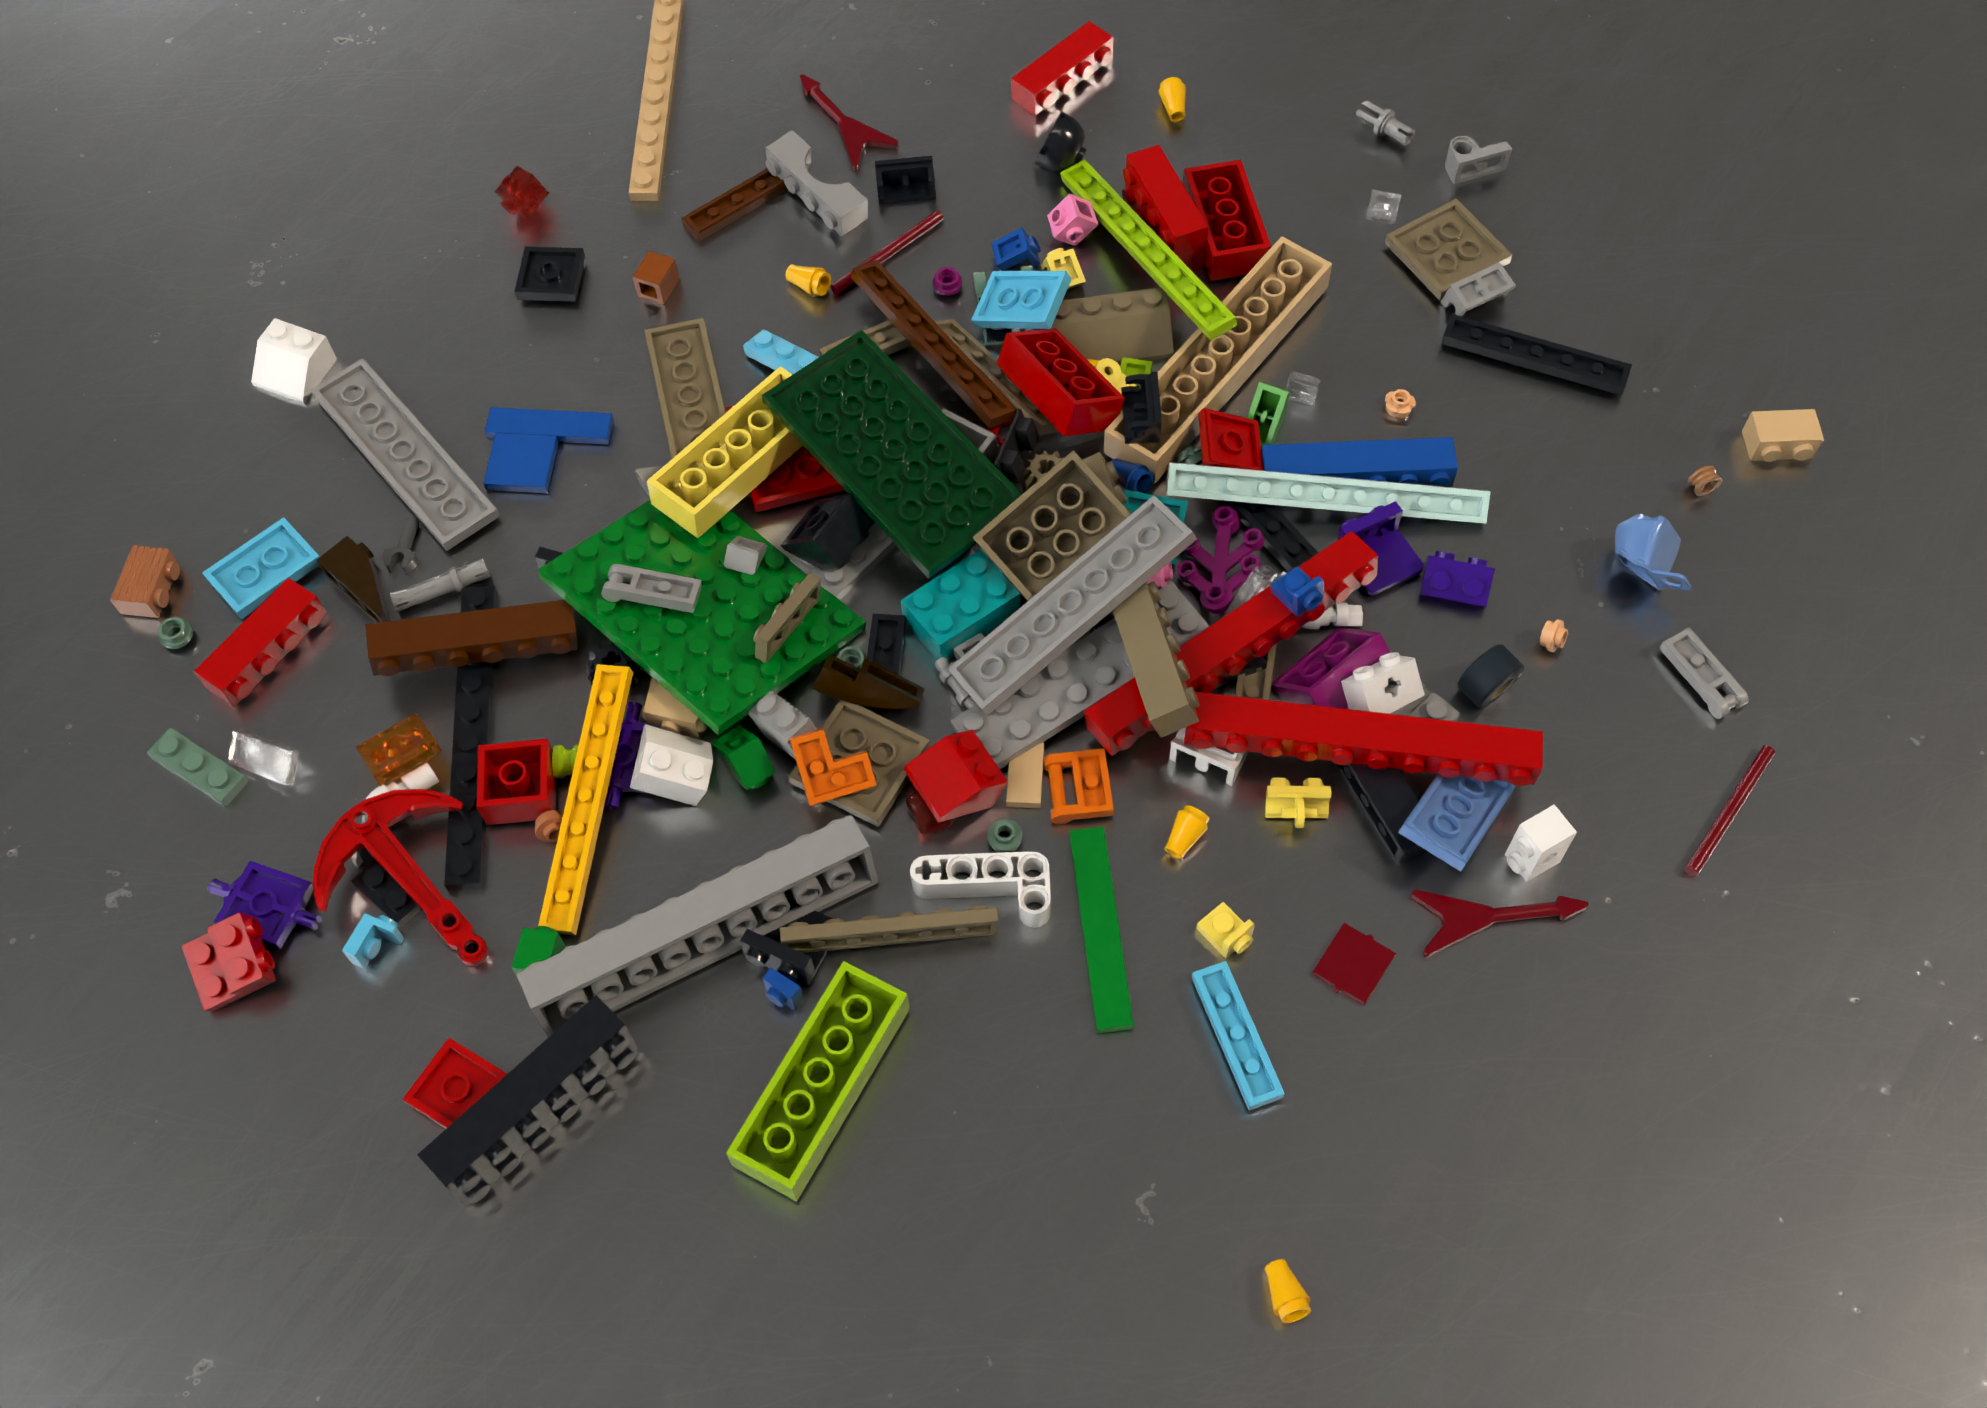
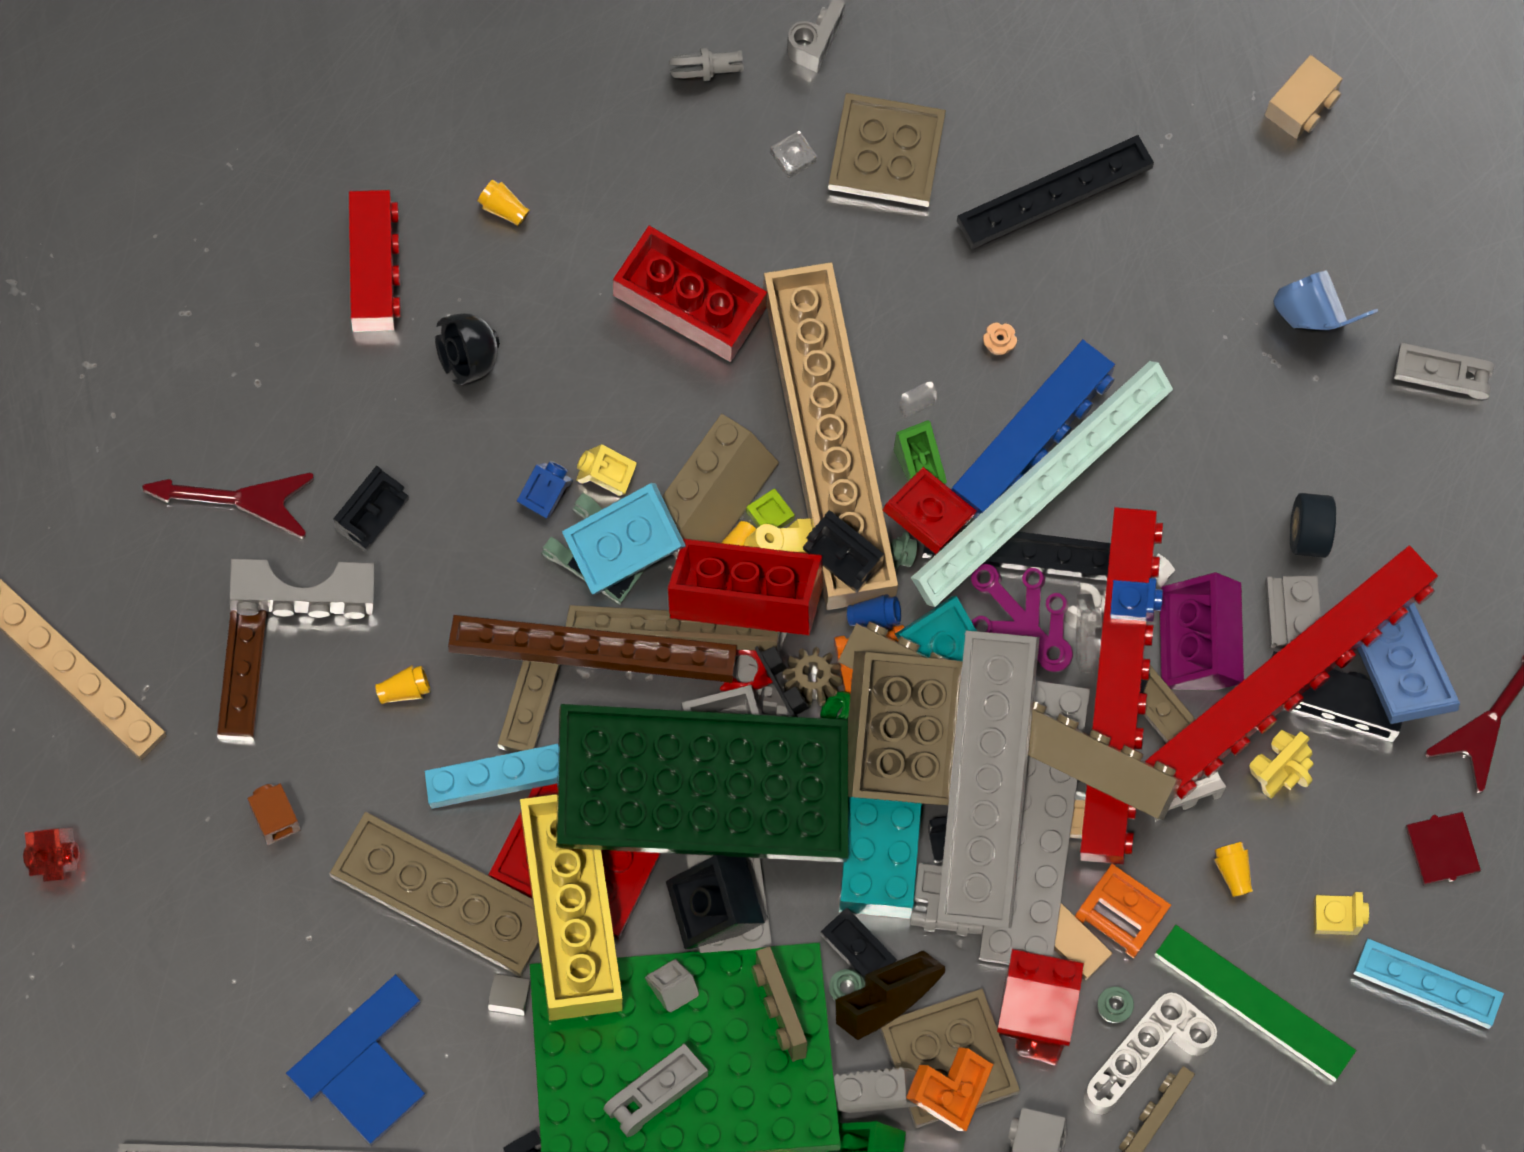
camera: 55 degrees left, 10 degrees up
(550, 274) = (172, 902): black plate -> none
(892, 248) = (434, 591): dark red axle -> none
(947, 281) = (521, 564): magenta plate -> none
(1072, 220) = (565, 415): bright pink brick -> none
(1150, 251) = (666, 388): lime plate -> none
(1165, 205) = (635, 334): red brick -> none
(1384, 685) = (1256, 614): white brick -> none
(1395, 556) = (1124, 486): dark purple bracket -> none
(1457, 580) = (1203, 460): dark purple bracket -> none
(1478, 289) = (956, 172): light grey hinge -> none
(1540, 843) = (1480, 631): white brick -> none
(1553, 635) = (1317, 442): light nougat plate -> none
(1705, 480) = (1288, 194): medium nougat bush -> none

